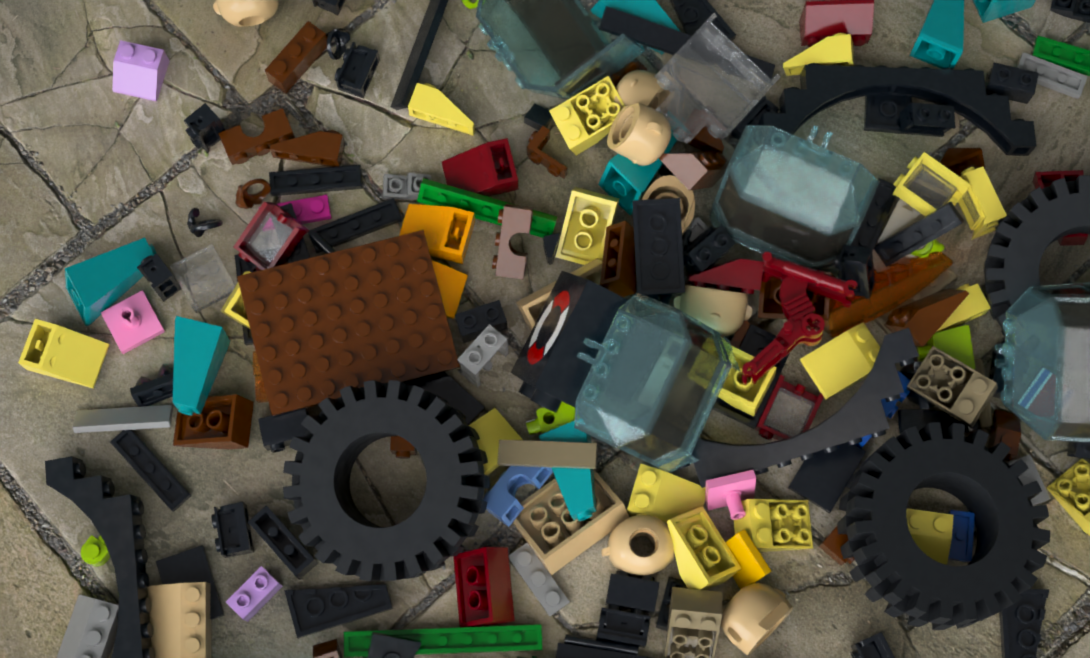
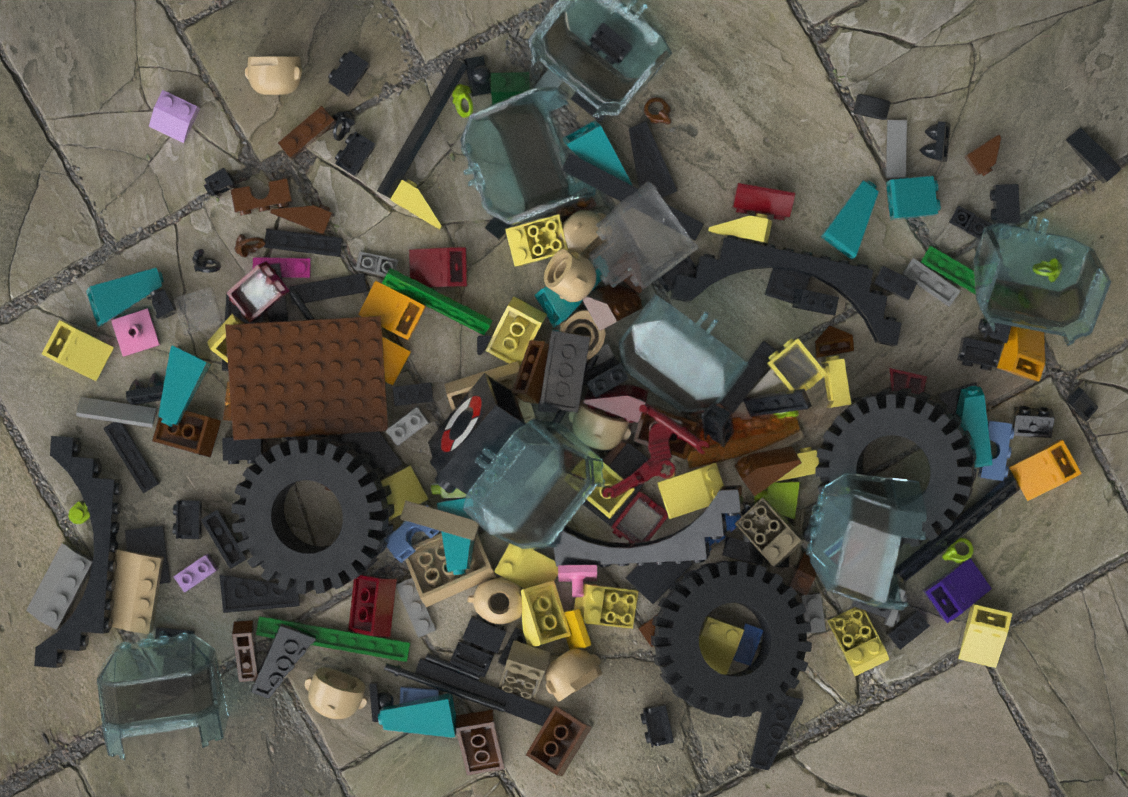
camera: 10 degrees right, 15 degrees up
(514, 220) = (456, 321): arch -> none
(536, 144) = (491, 249): reddish brown bracket -> none

